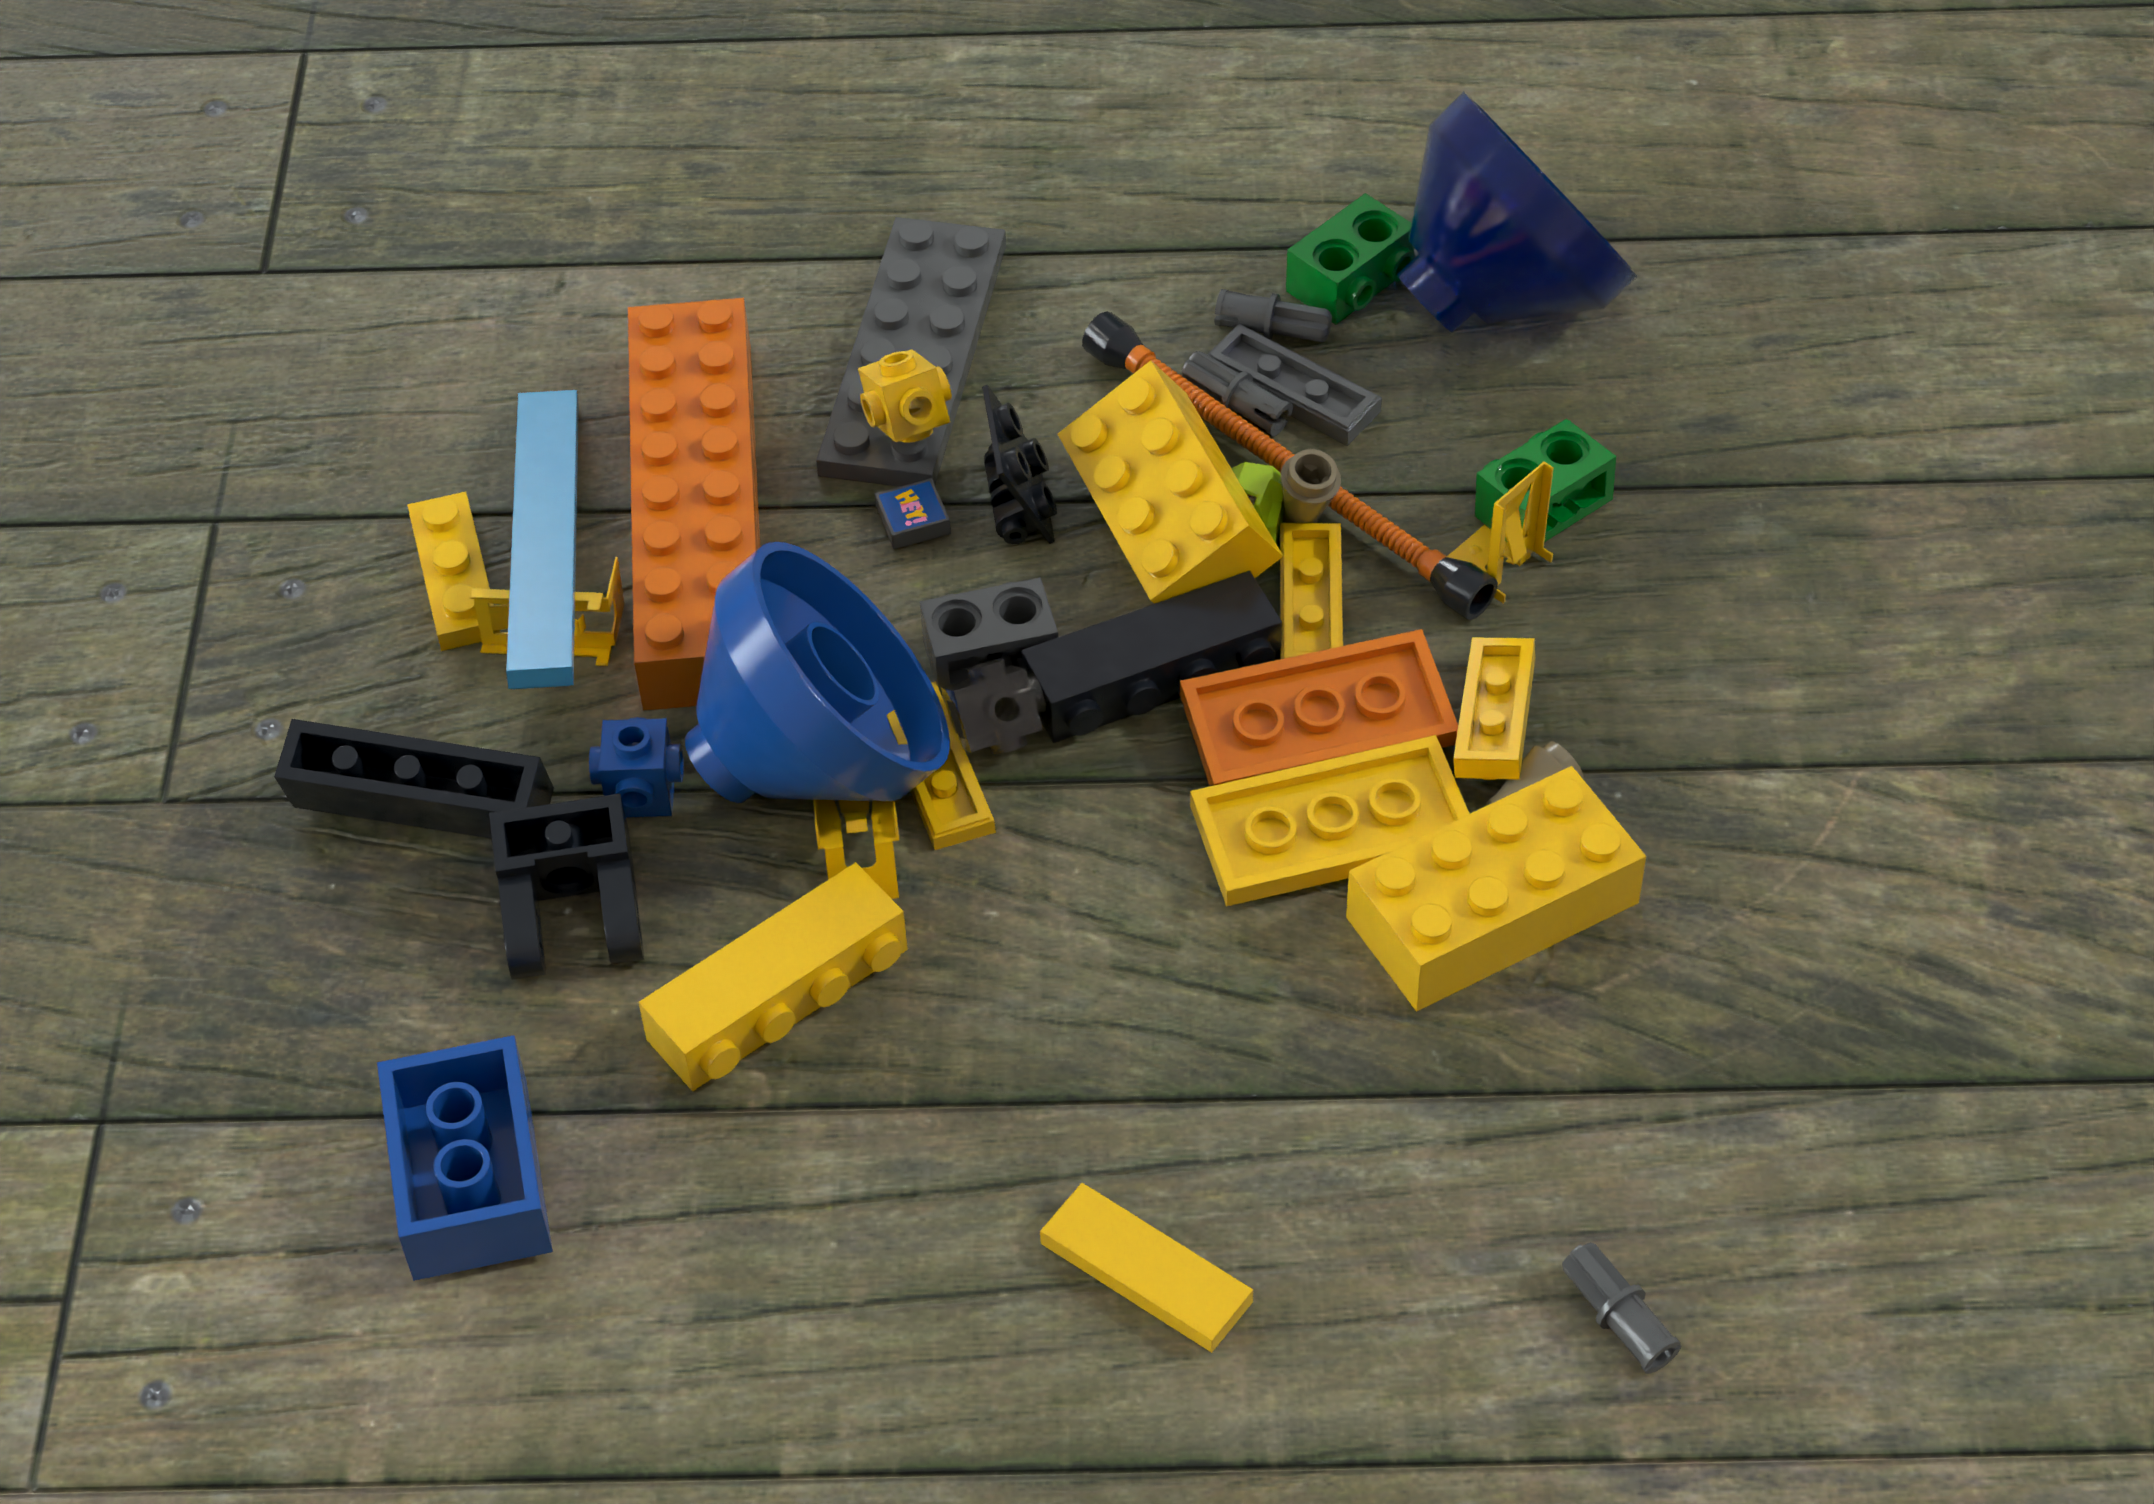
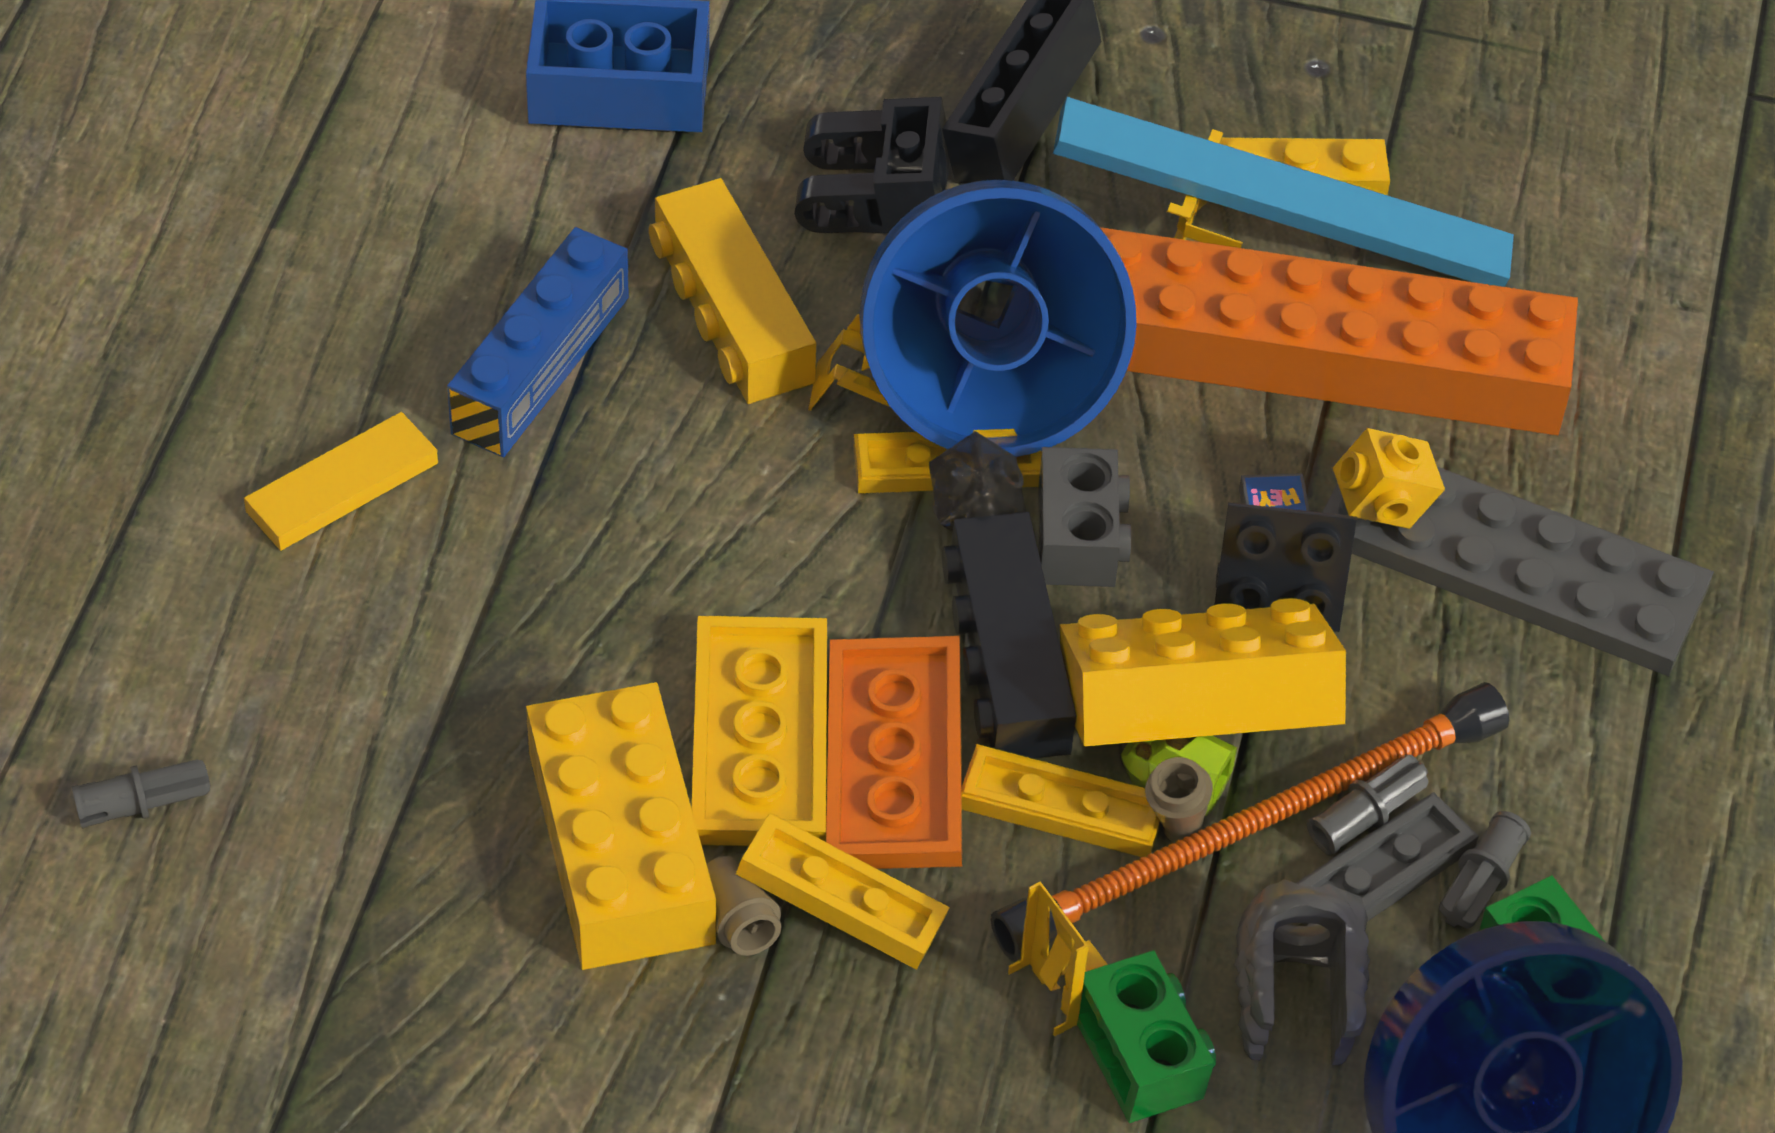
camera: 100 degrees right, 0 degrees up
(908, 1122) = (538, 342): none -> blue brick
(1444, 384) = (1330, 940): none -> dark grey piece

